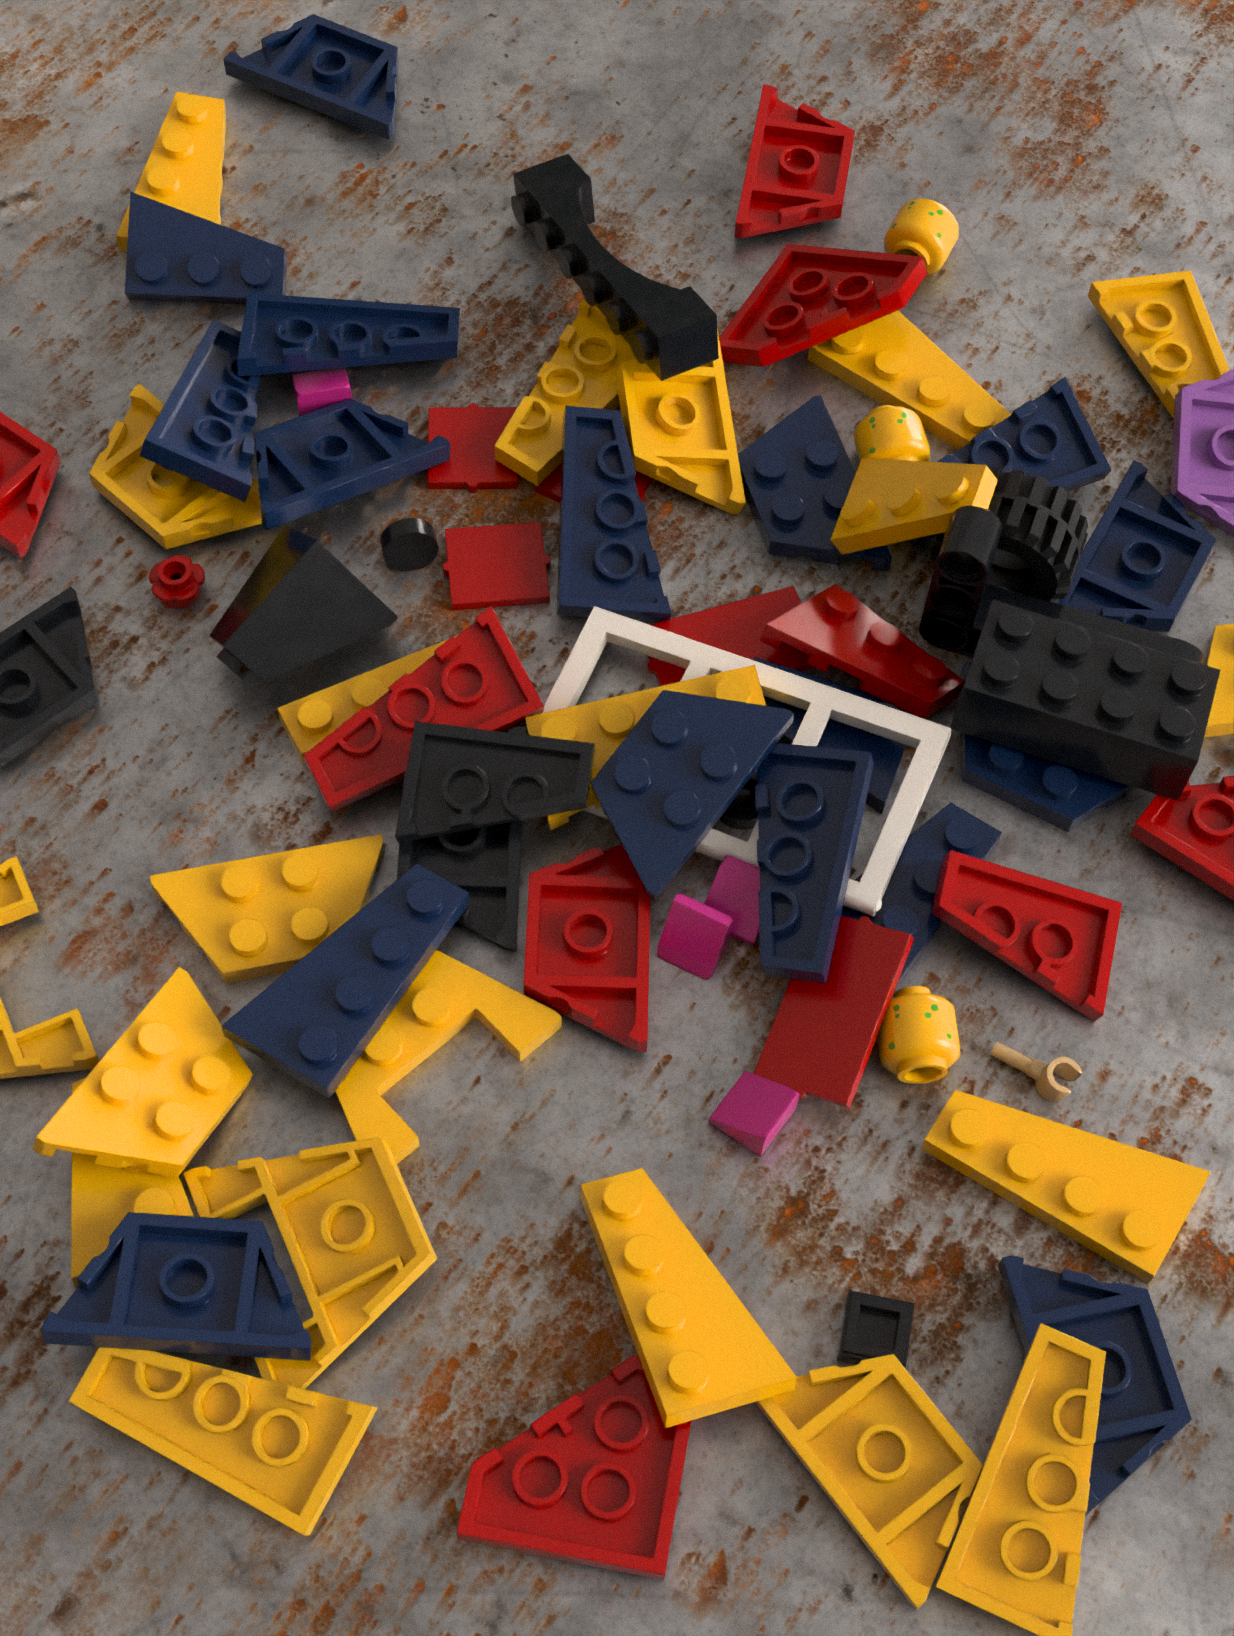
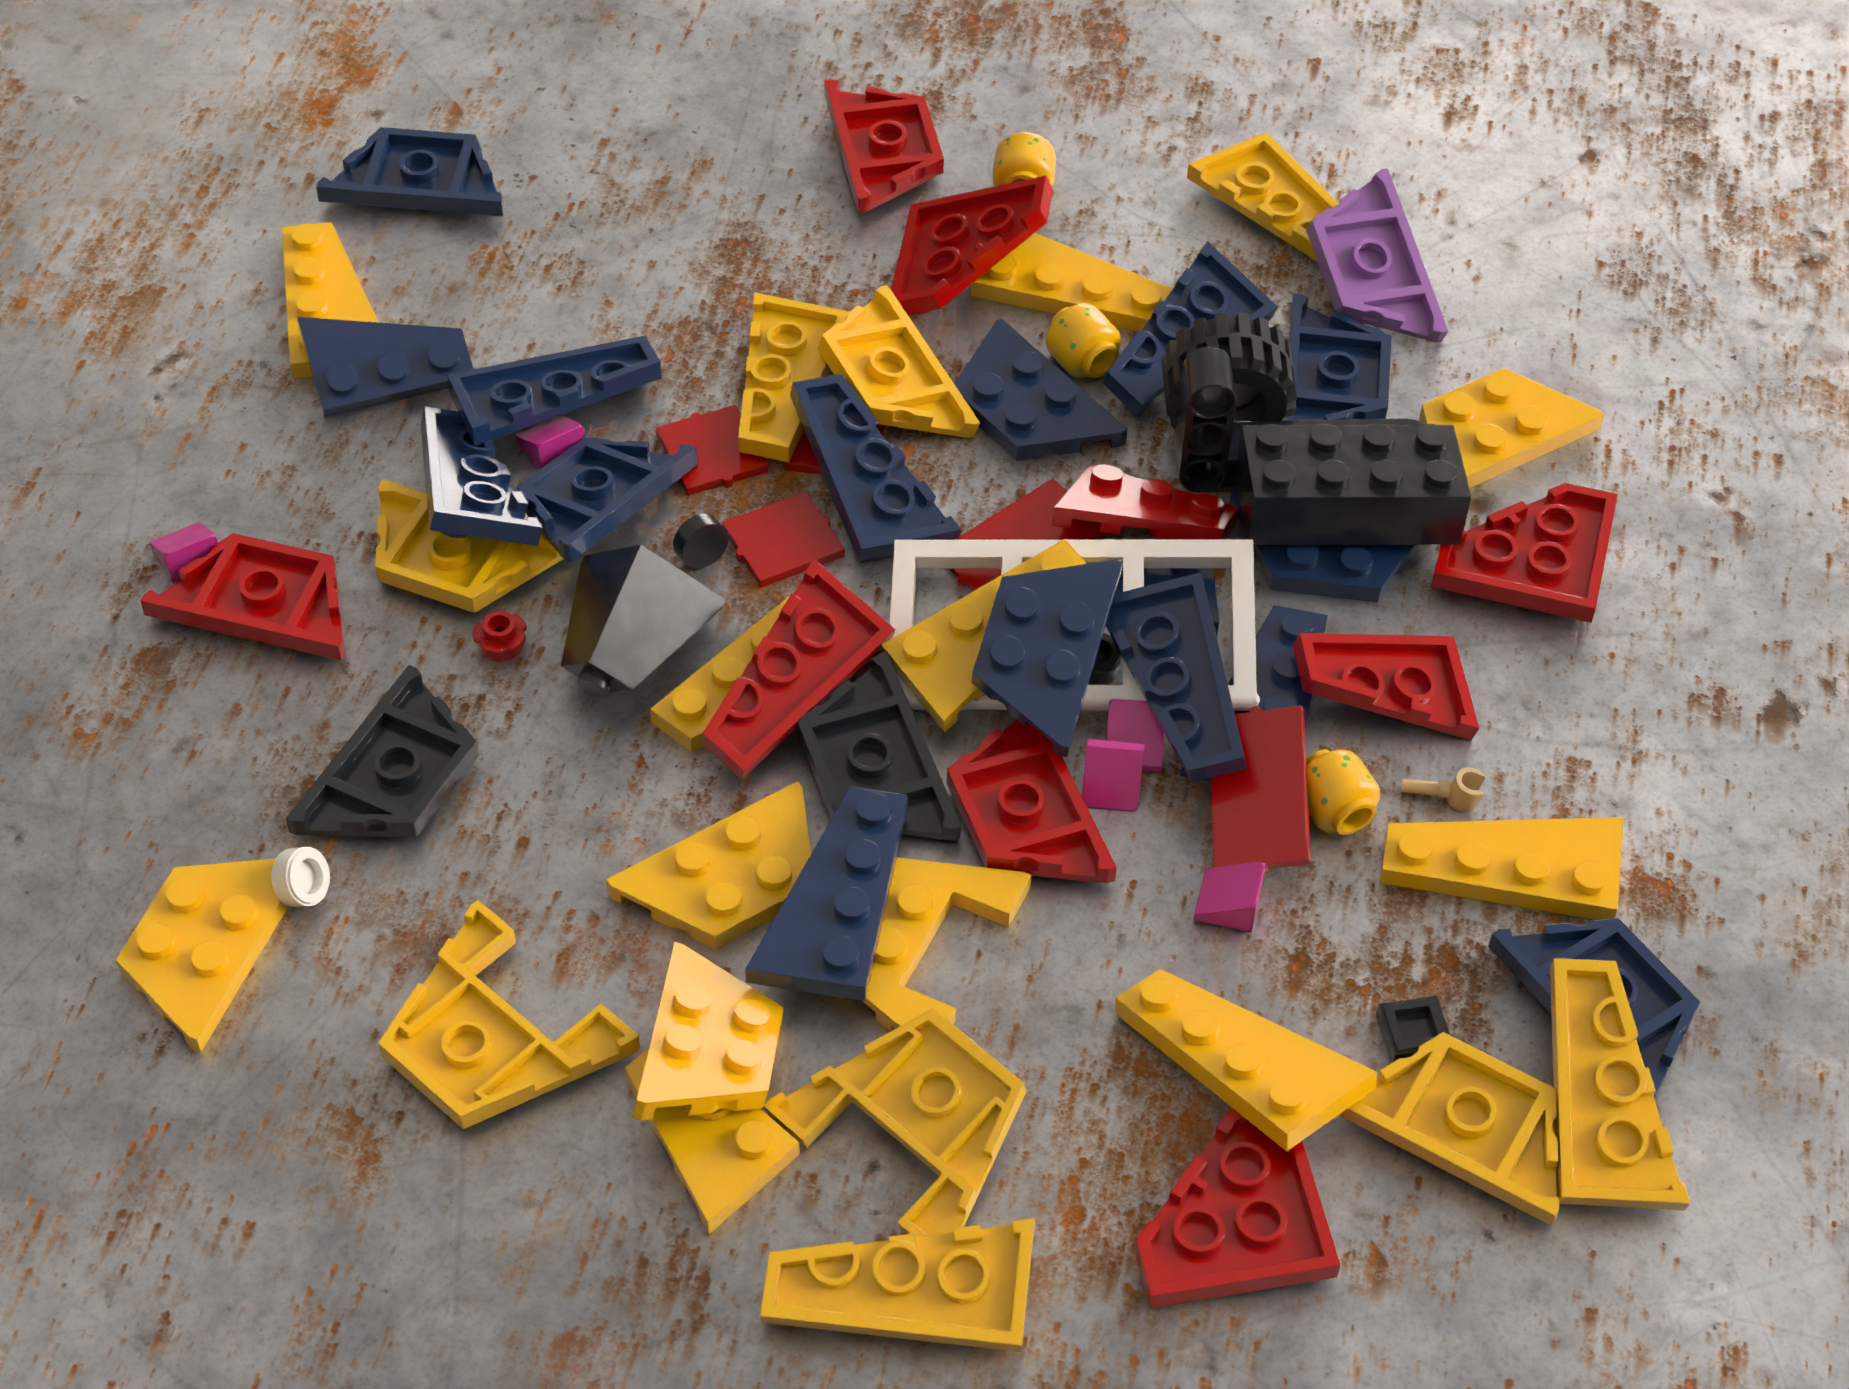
camera: 20 degrees left, 10 degrees down
(184, 1290) = (823, 1188): dark blue wing -> none
(488, 778) = (879, 698): black wing -> none
(662, 324) = (844, 290): black arch -> none
(907, 500) = (1129, 371): yellow wing -> none

